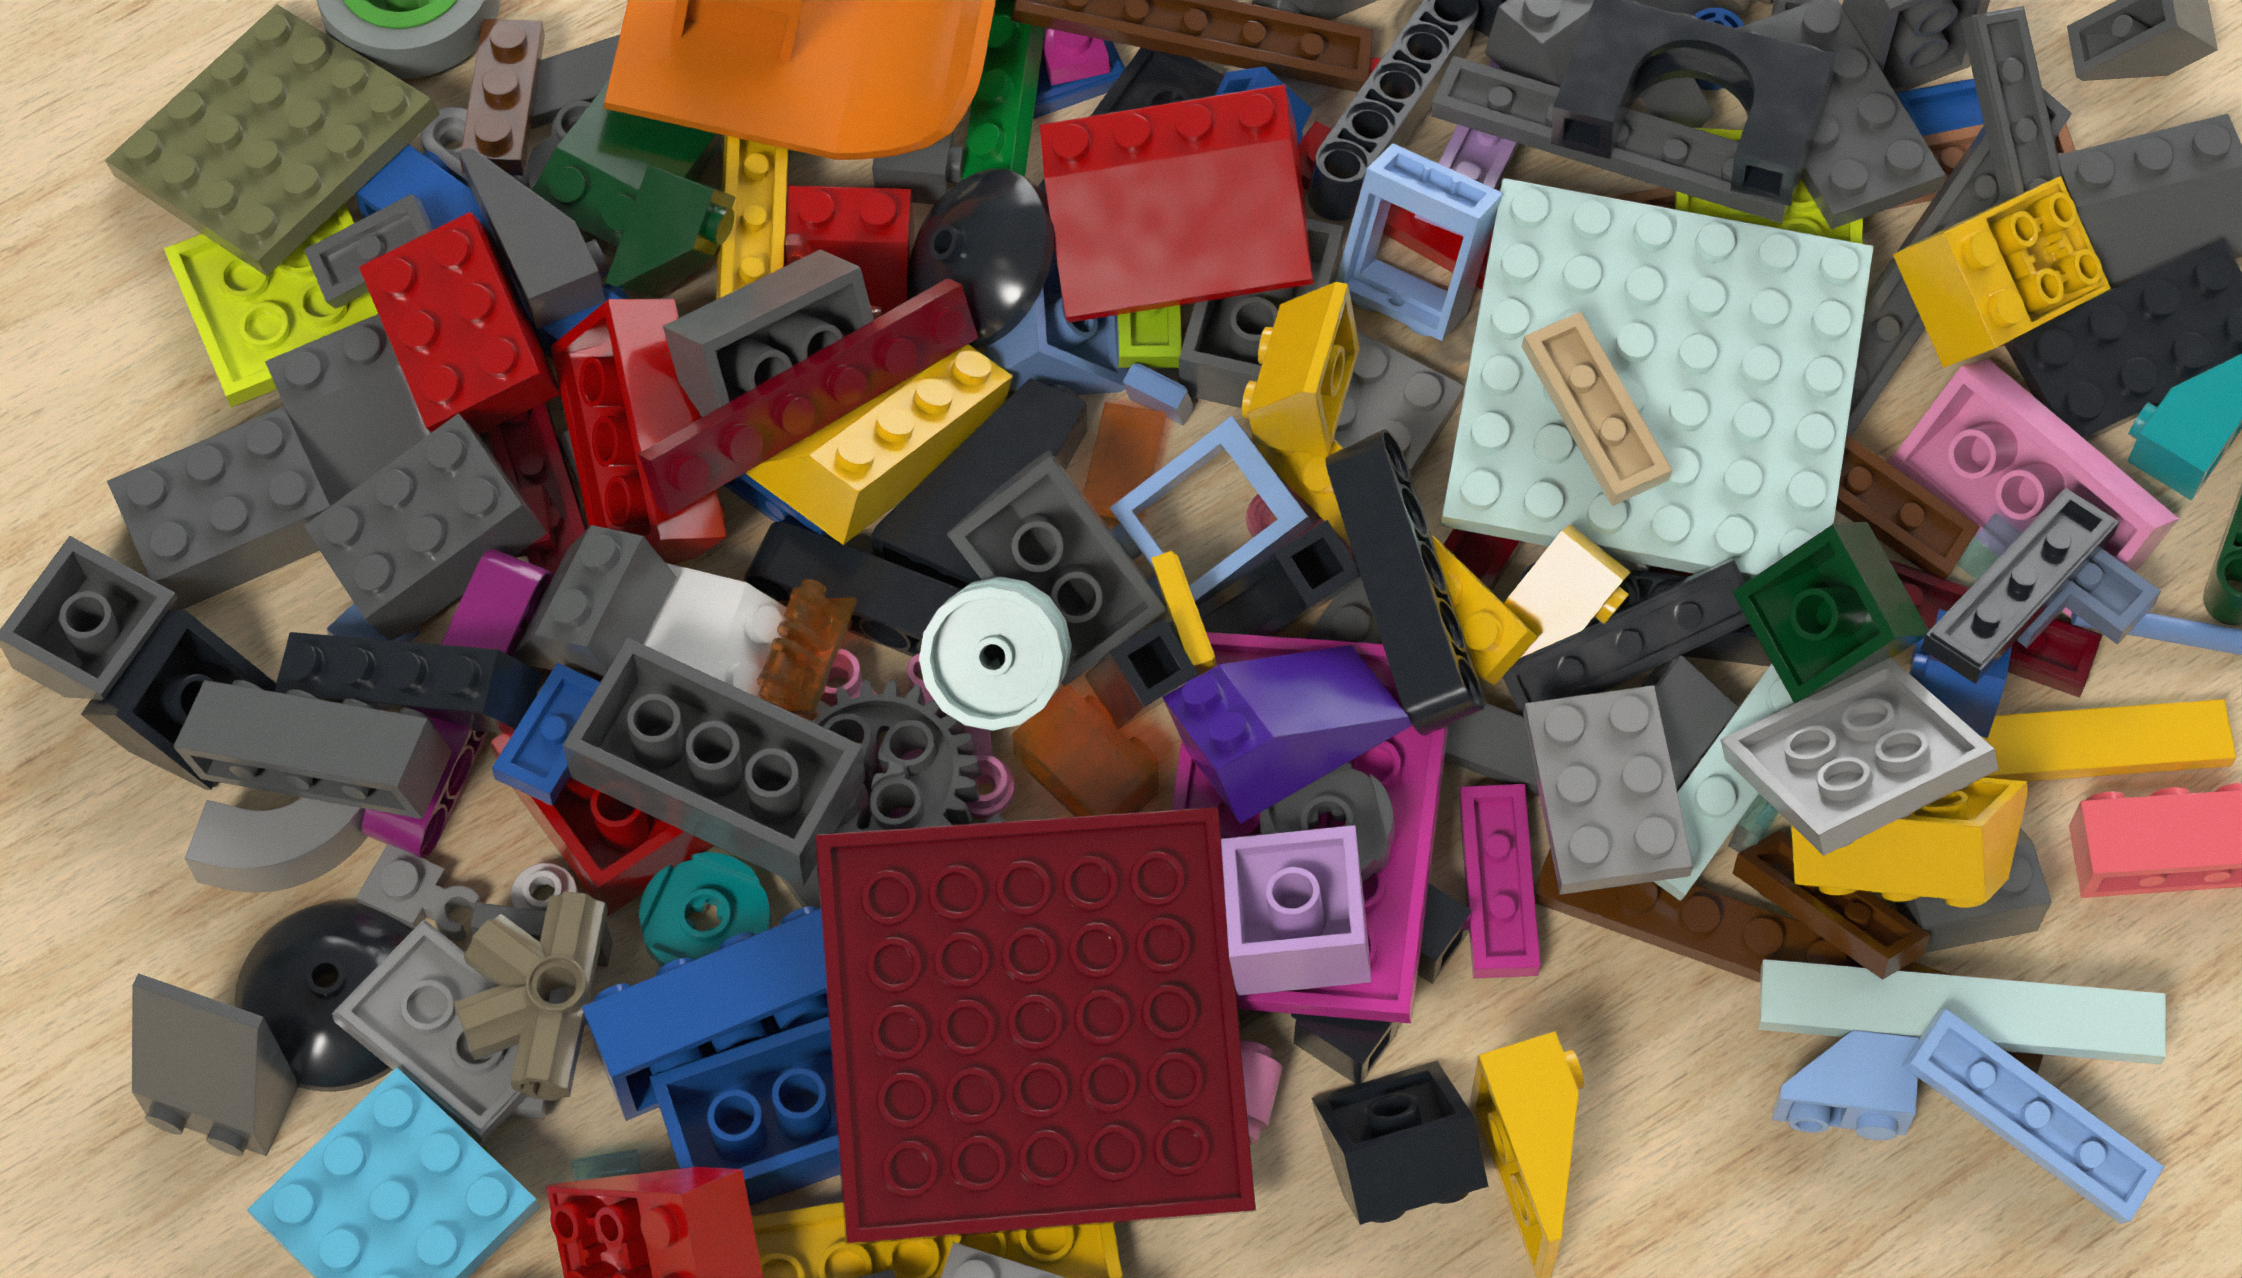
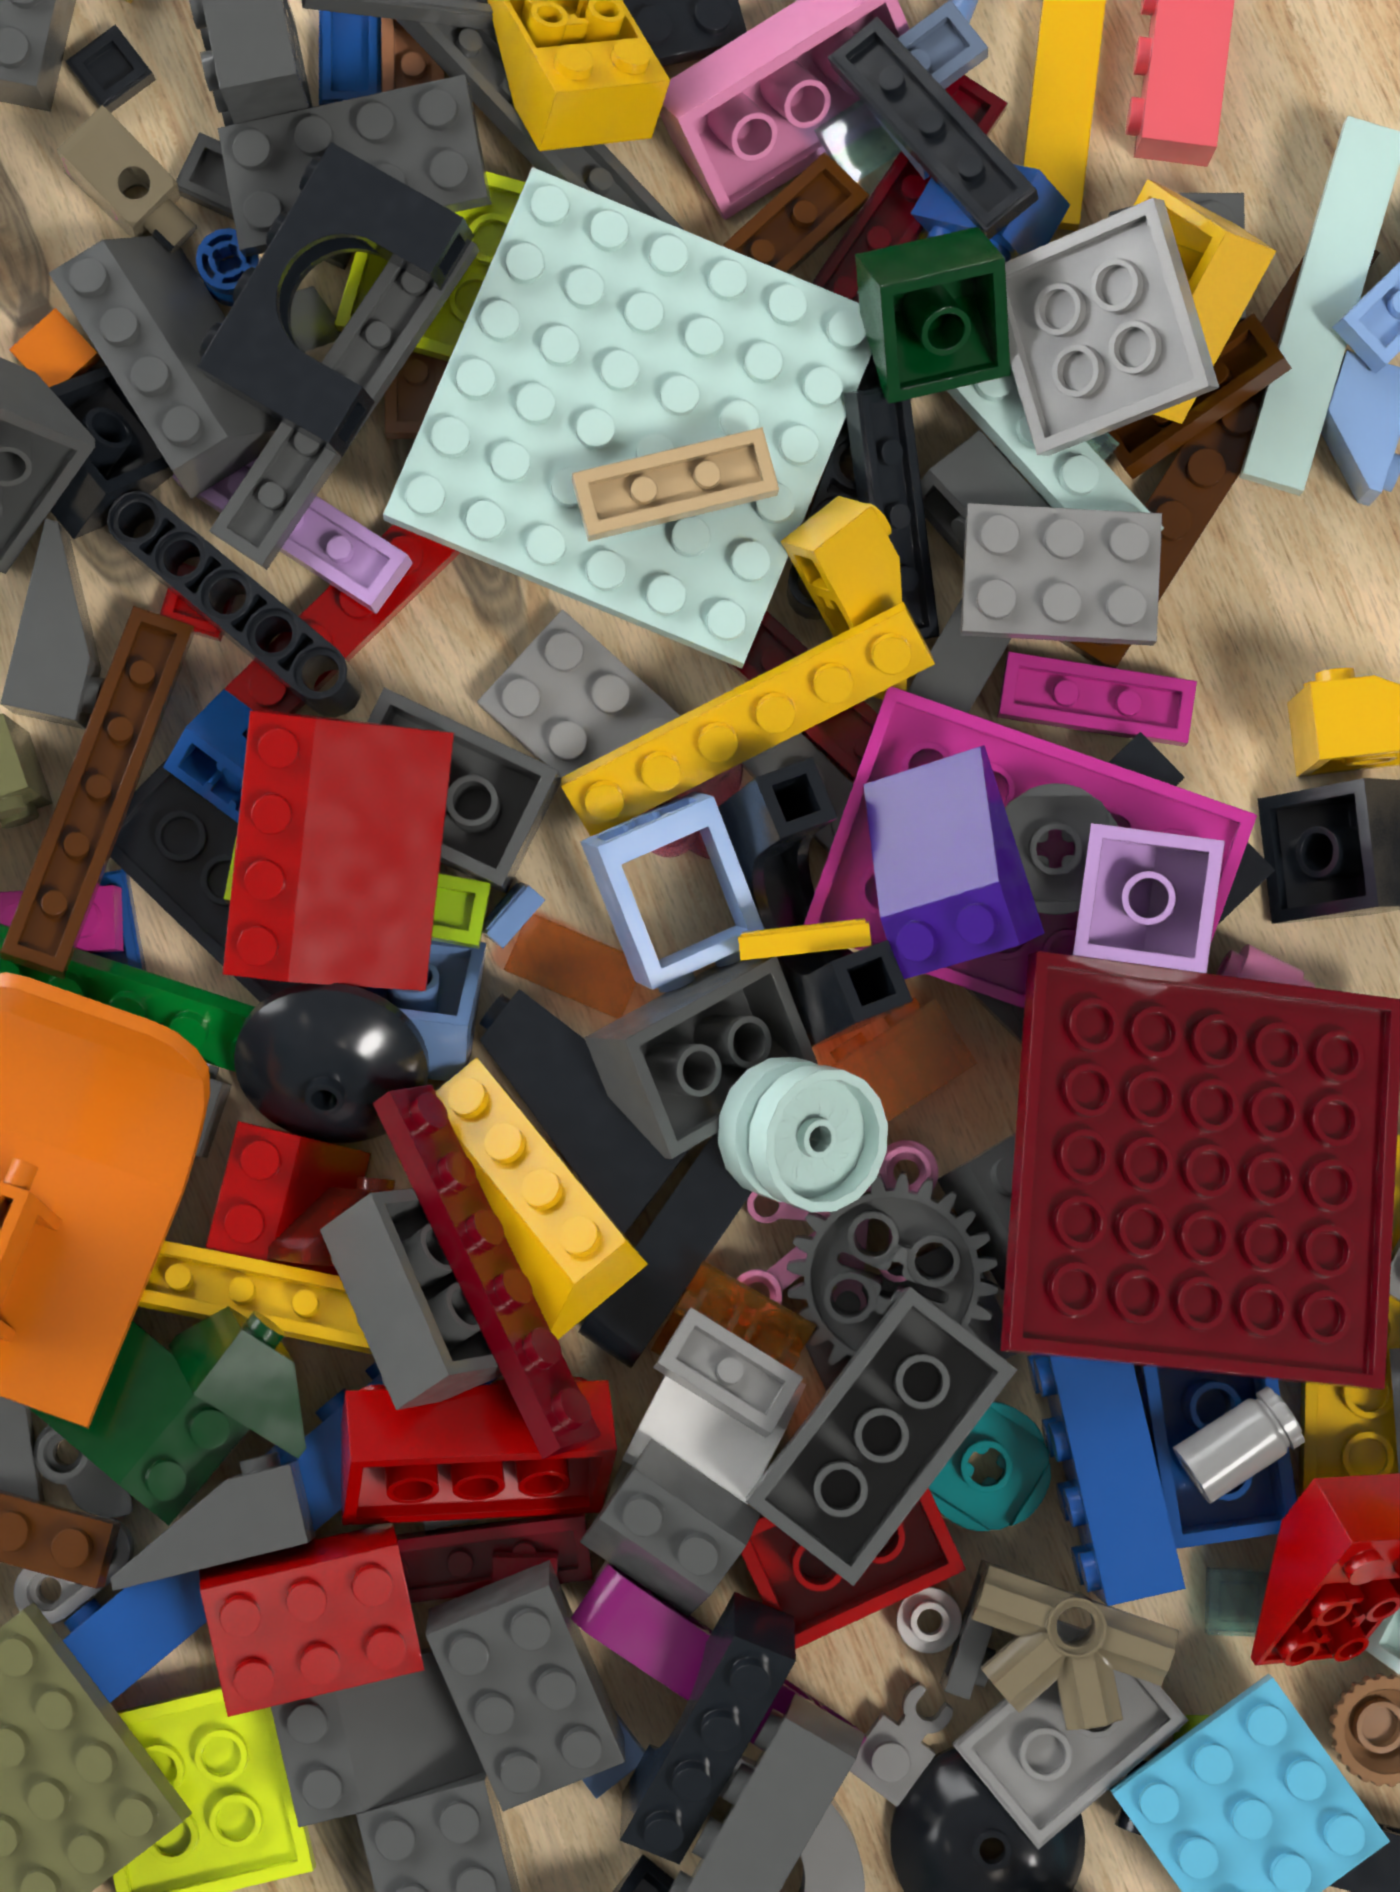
camera: 80 degrees left, 20 degrees up
(340, 255) = (190, 1696): dark grey plate -> none
(535, 752) = (806, 1590): blue plate -> none
(751, 623) = (728, 1372): none -> light grey plate
(764, 1105) = (1239, 1444): none -> light grey piece
(1304, 372) = (567, 766): yellow slope -> none
(1404, 583) = (824, 717): black beam -> none
(1433, 194) = (390, 590): light blue window -> none

